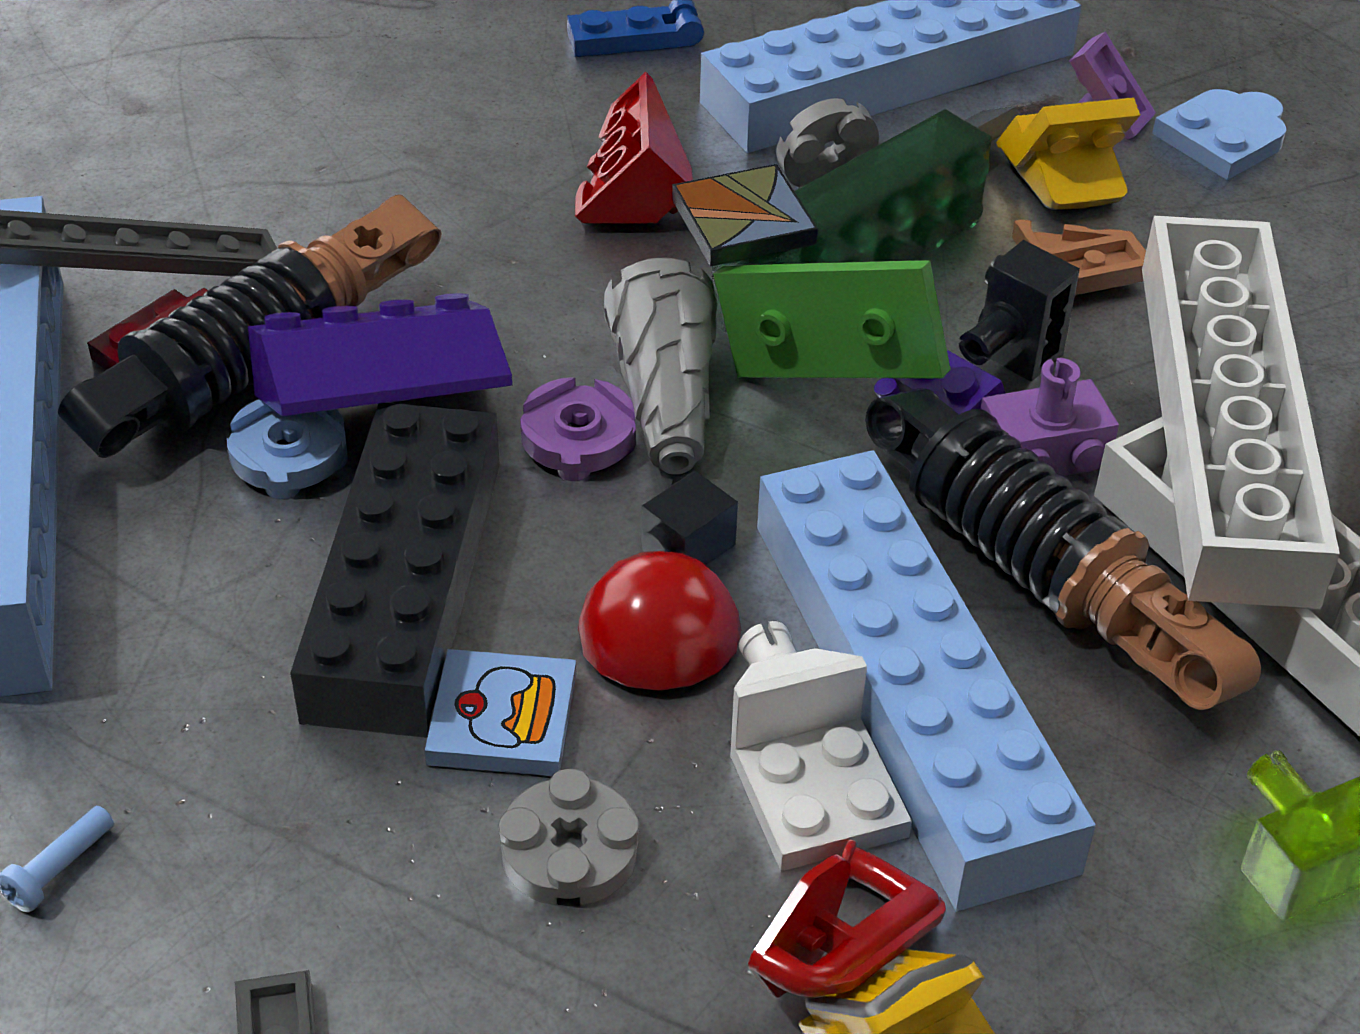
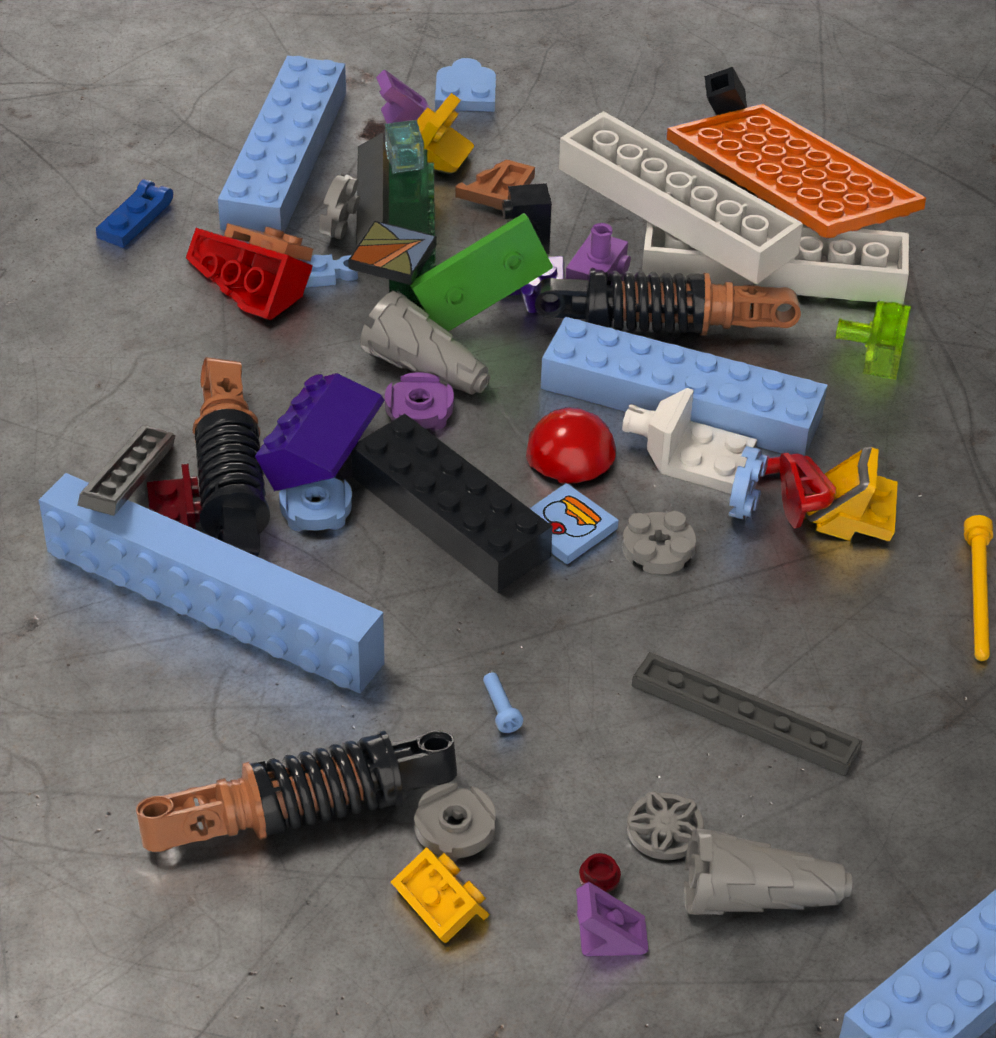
camera: 50 degrees left, 0 degrees up
(690, 519) = (527, 401): black brick -> none
(693, 139) = (271, 239): none -> nougat wing
(762, 862) = (744, 495): none -> light blue plate
(948, 107) = (404, 146): none -> clear light blue brick

